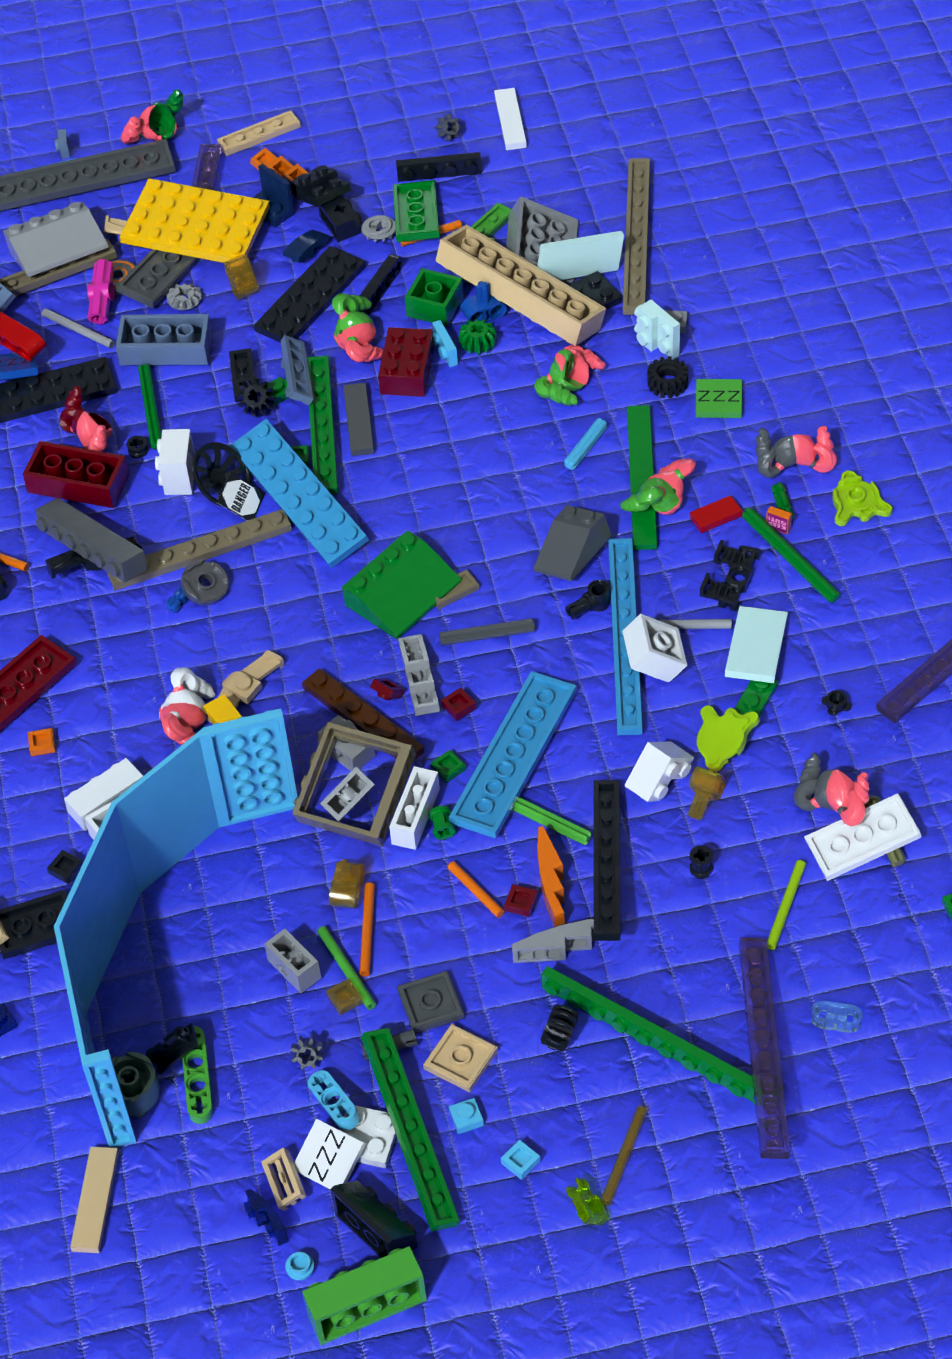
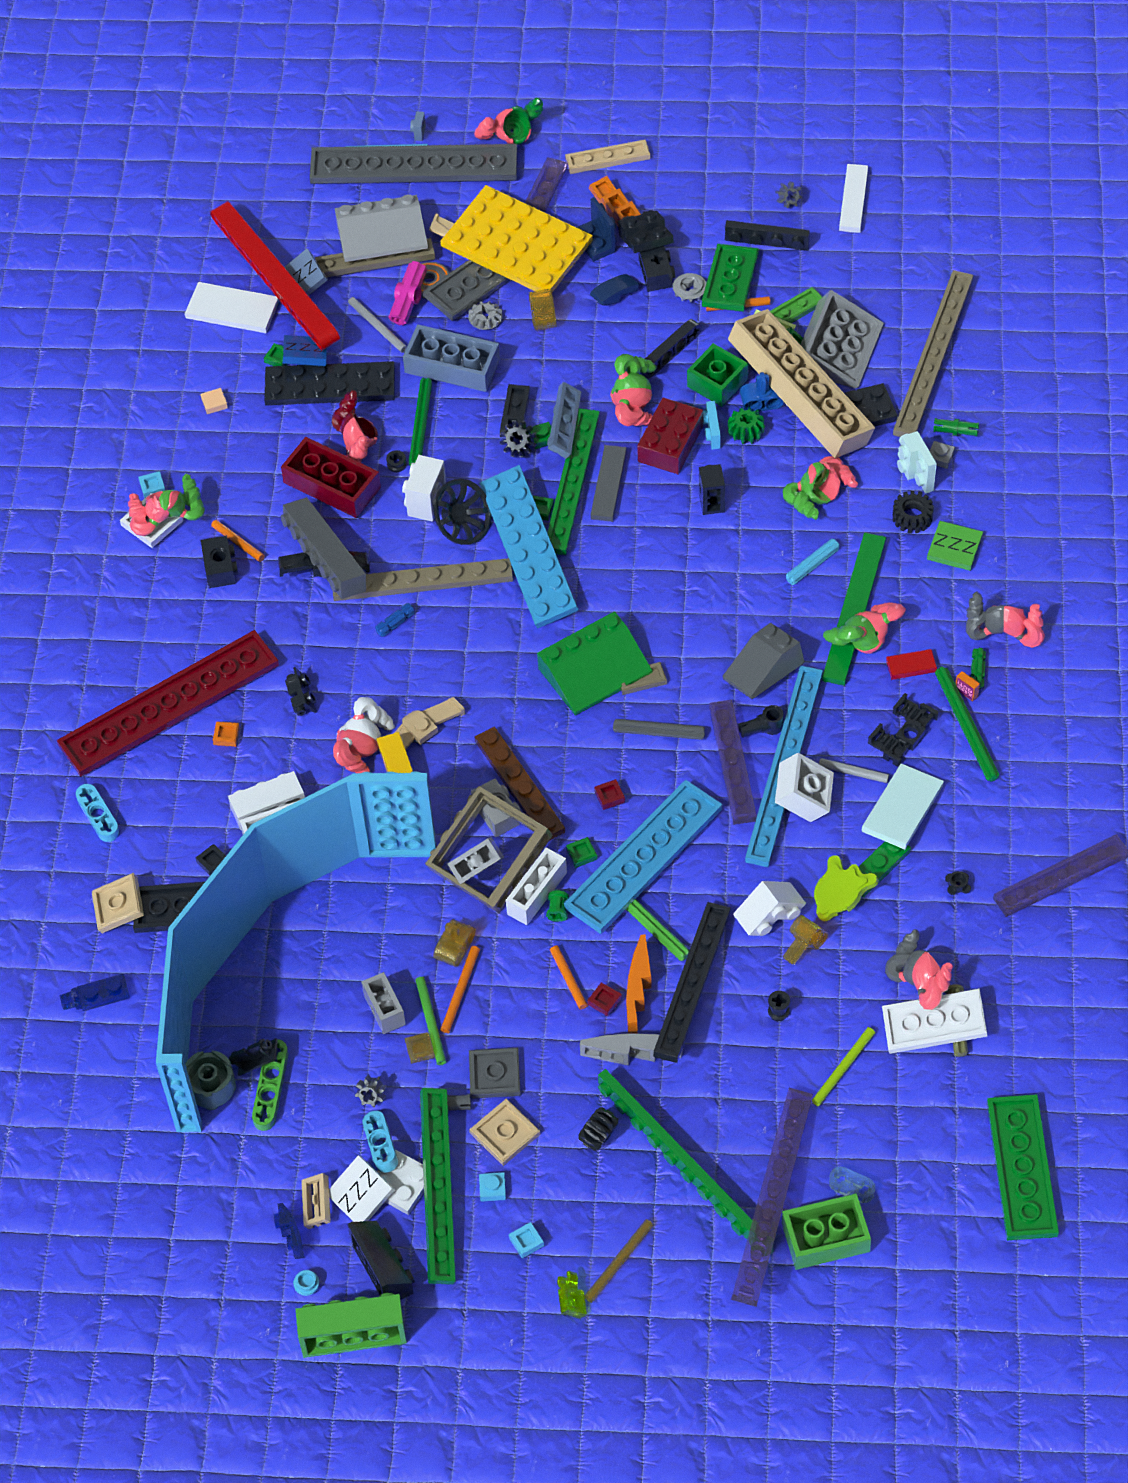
camera: 15 degrees right, 5 degrees up
(94, 1200) = (150, 1174): tan tile -> none
(113, 689) = (299, 684): none -> black hinge
(204, 594) = (413, 627): flat silver tile -> none
(240, 497) = (474, 537): sticker -> none
(310, 295) = (603, 342): black plate -> none
(387, 689) = (549, 762): dark red plate -> none
(418, 675) = (582, 756): light grey slope -> none
(465, 399) = (711, 489): none -> black brick
(572, 644) = (732, 762): none -> clear purple plate
(581, 255) = (868, 367): light aqua tile -> none
(681, 293) = (956, 427): none -> green pin
(829, 1067) = (826, 1231): none -> bright green brick
(857, 499) = (1050, 682): lime tile -> none

